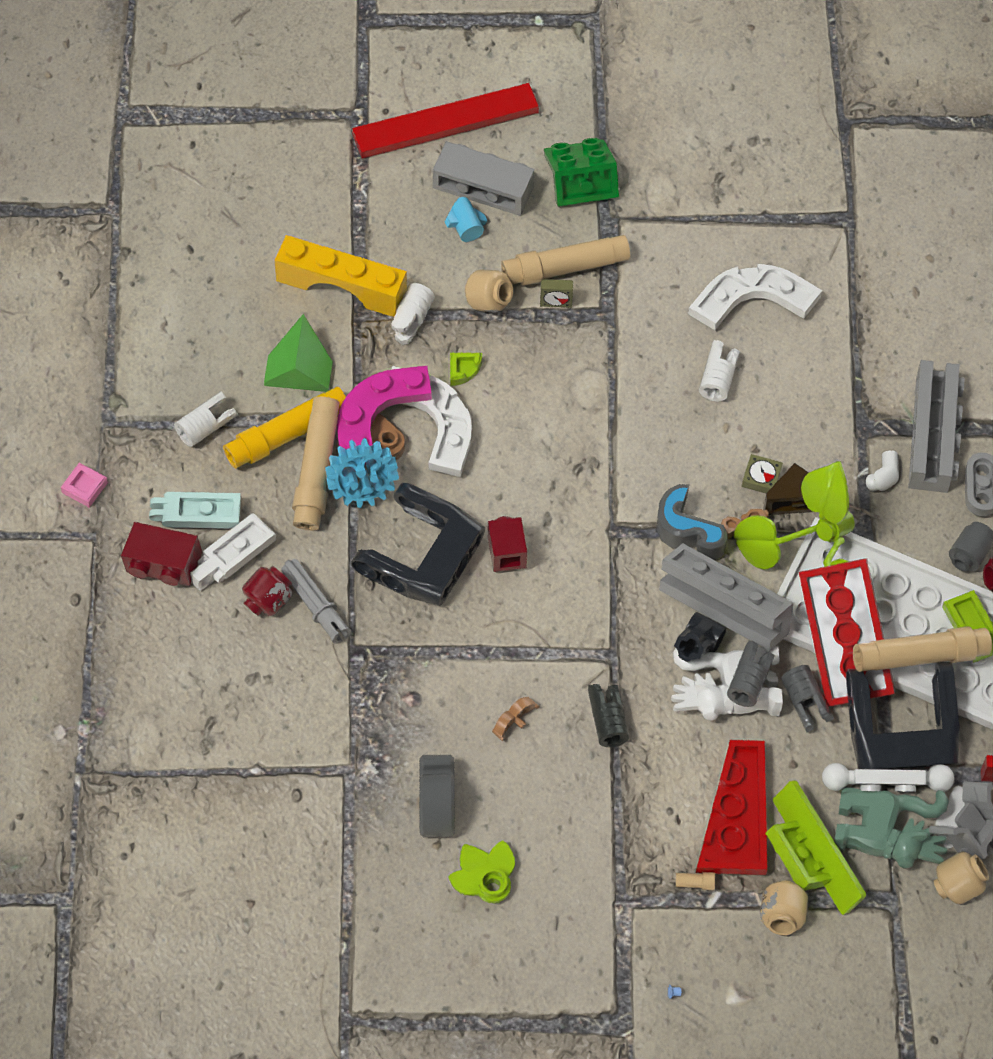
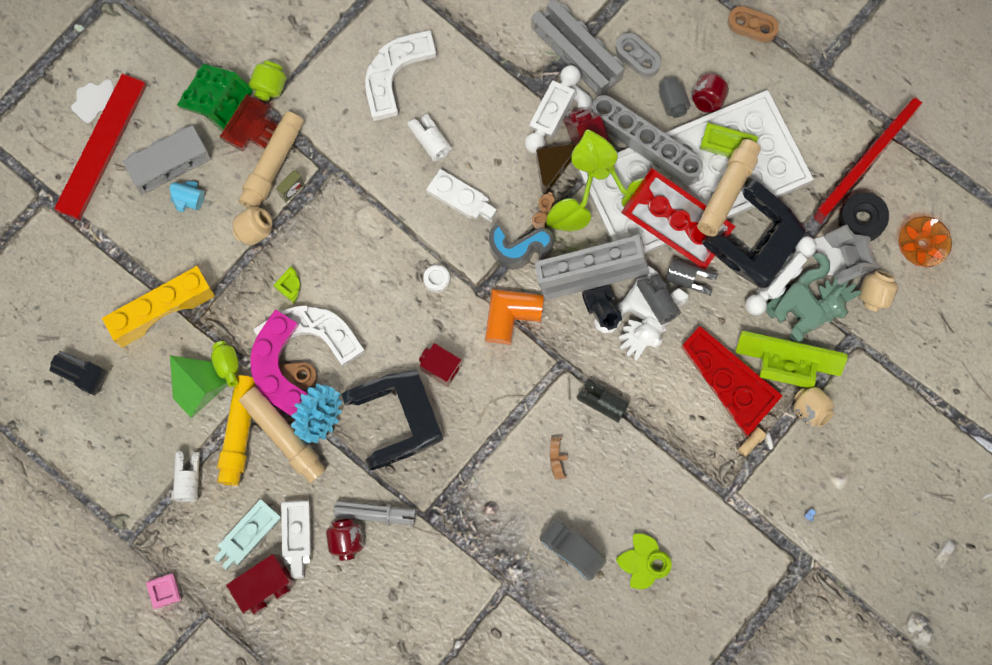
camera: 45 degrees left, 15 degrees up
(221, 267) = (83, 375): none -> black piece
(340, 368) = (225, 362): none -> lime plant
(411, 312) = (223, 284): white hinge -> none
(480, 81) = (92, 100): none -> white sticker
(581, 215) = (248, 125): none -> clear red hinge
(589, 483) = (436, 278): none -> white tile
(616, 562) = (507, 307): none -> orange brick
(638, 198) = (267, 80): none -> lime head
(688, 441) = (460, 197): none -> white hinge
(761, 473) = (520, 173): tile -> none
(855, 449) = (553, 109): none -> white plate
(860, 486) = (581, 120): none -> dark red brick
(899, 562) = (652, 151): none -> light grey beam

